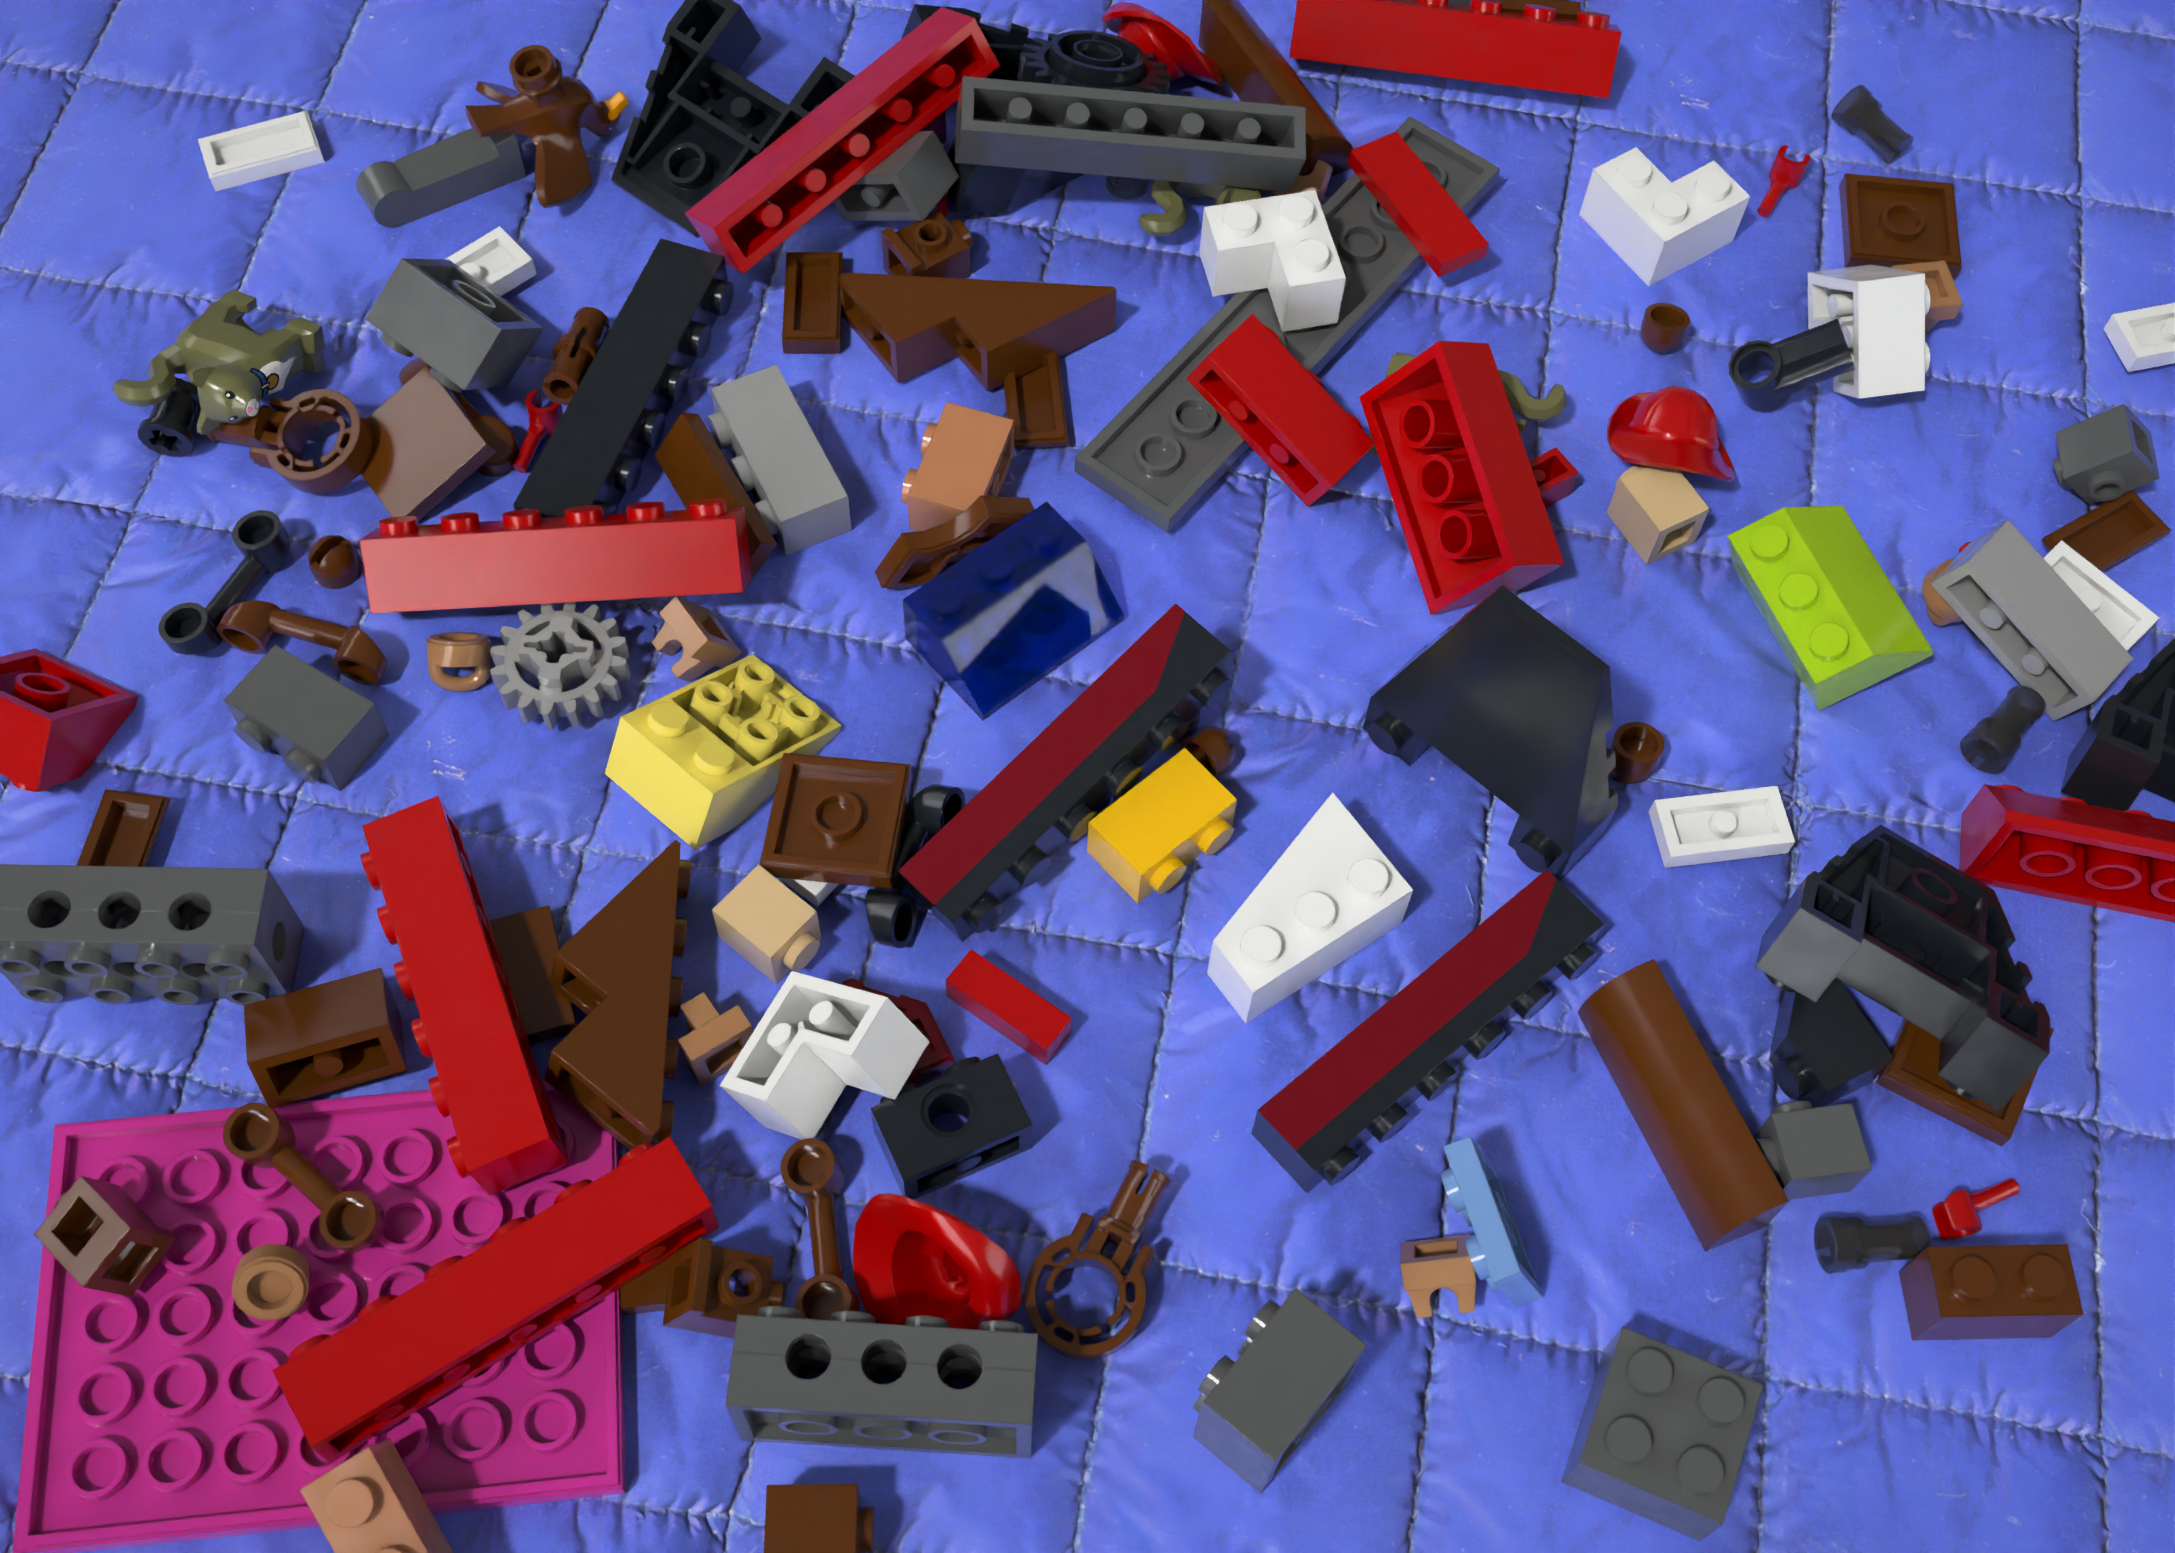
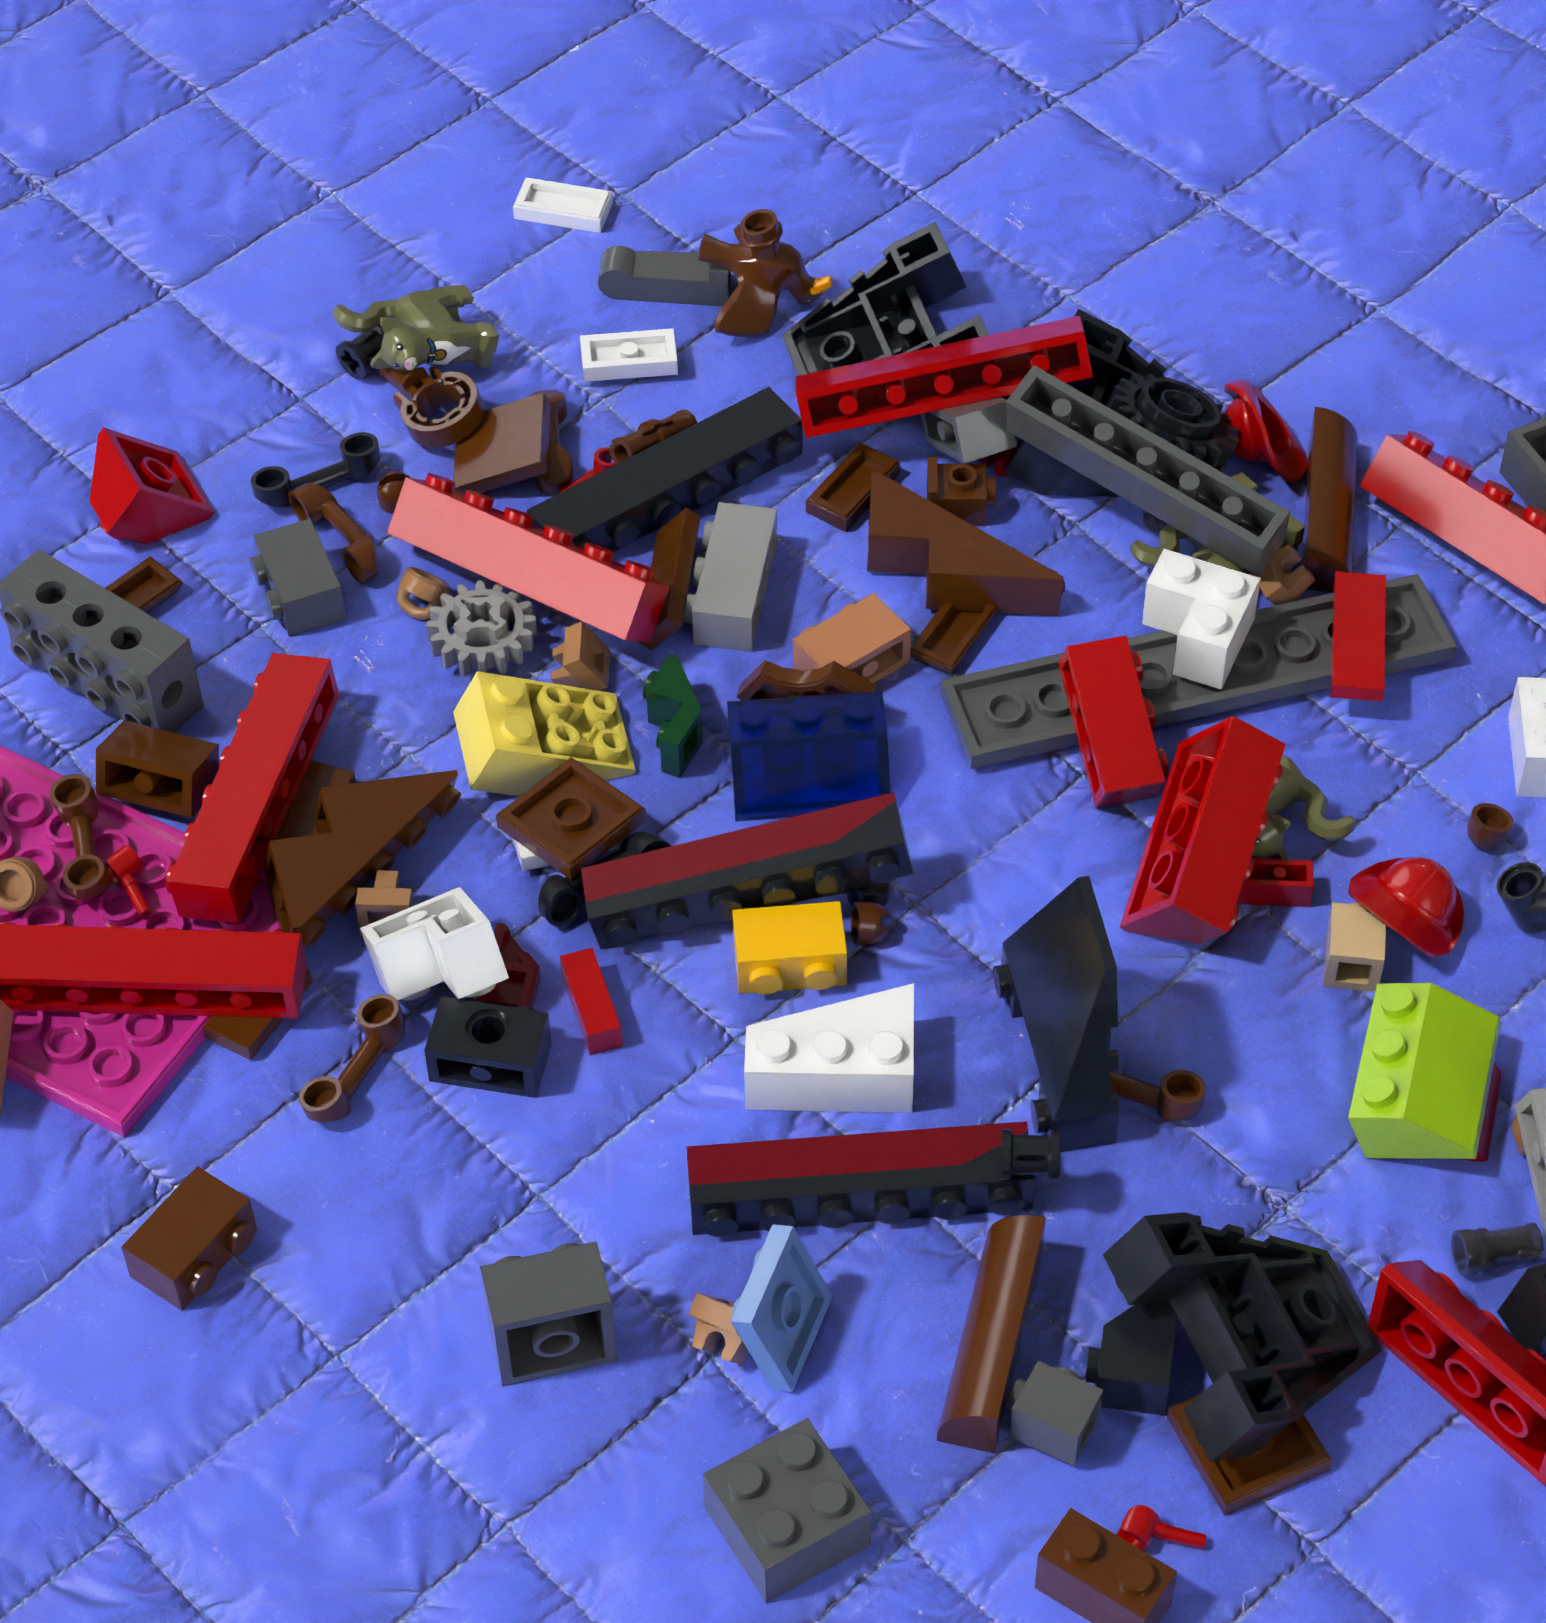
camera: 40 degrees right, 10 degrees down
(381, 1181) = (123, 867): none -> red hand
(453, 324) = (579, 373): dark grey brick -> none
(701, 1293) = (250, 1057): reddish brown brick -> none
(768, 925) = (478, 858): tan brick -> none
(841, 633) = (677, 713): none -> dark green slope
(848, 1407) = (313, 1157): dark grey brick -> none
(930, 1264) = (400, 1121): red hat -> none
(1122, 1227) = (526, 1174): reddish brown pin -> none
(1596, 904) = (1030, 1154): none -> black bush
(1721, 826) = (1200, 1181): white plate -> none
(1855, 1243) = (1048, 1497): clear smoke pin -> none

